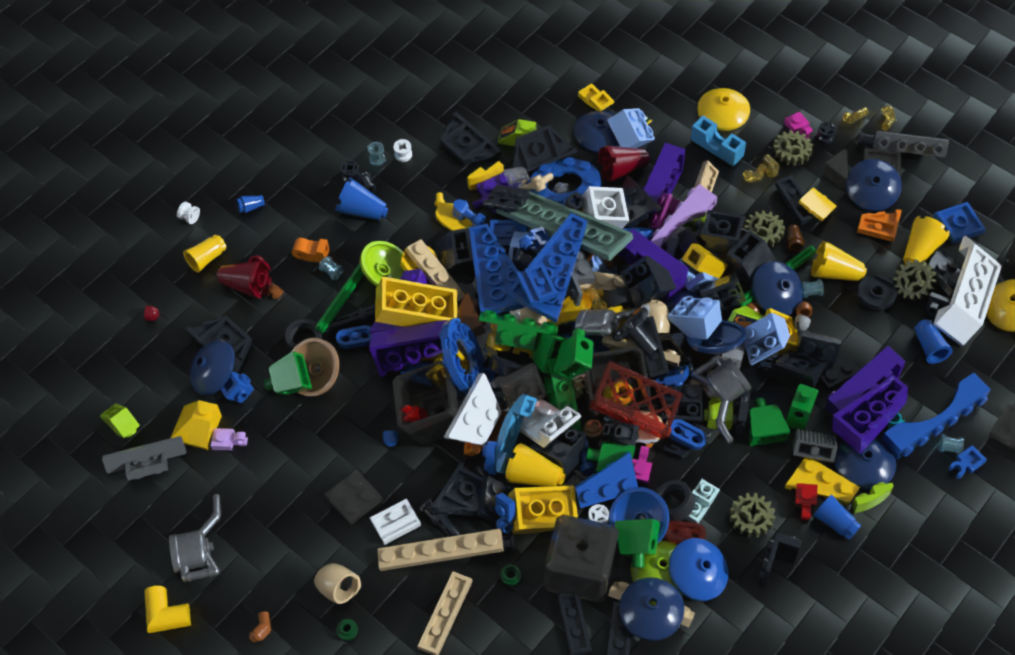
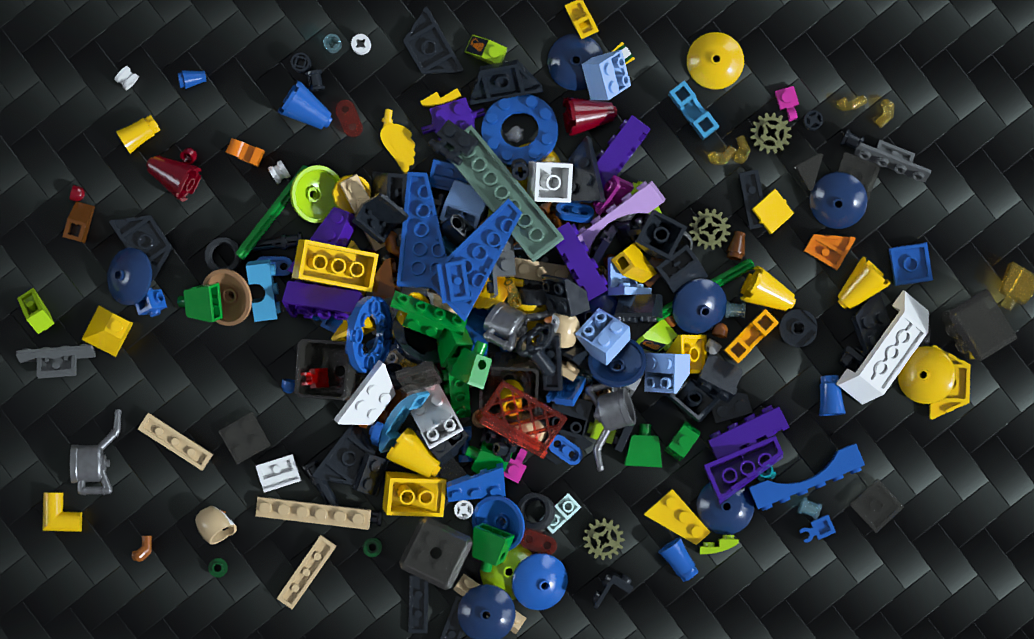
camera: 15 degrees right, 30 degrees up
(155, 336) = (79, 222): none -> reddish brown slope
(225, 439) = (133, 351): lavender plate -> none
(274, 291) = (203, 193): dark orange hinge -> none
(281, 513) = (175, 441): none -> tan plate
(331, 268) = (262, 179): clear light blue bush -> none
(344, 338) = (262, 273): none -> dark azure arch
(346, 258) = (279, 172): none -> white wheel
(401, 205) = (349, 118): none -> clear red plate
(451, 262) = (379, 216): none -> black bracket
(461, 212) = (406, 139): blue leg -> none
(464, 288) = (391, 245): none -> dark orange arm
(506, 509) = (377, 493): blue plate -> none
(516, 176) = (471, 112): clear slope -> none
(536, 237) = (472, 208): blue plate -> none
(538, 182) = (491, 130): tan piece -> none
(707, 176) = (668, 154): tan plate -> none
(806, 496) = (657, 532): red plate -> none
(815, 445) = (681, 483): dark grey brick -> none
(833, 308) = (750, 336): none -> light orange arch
(911, 287) = (844, 326): olive gear -> none

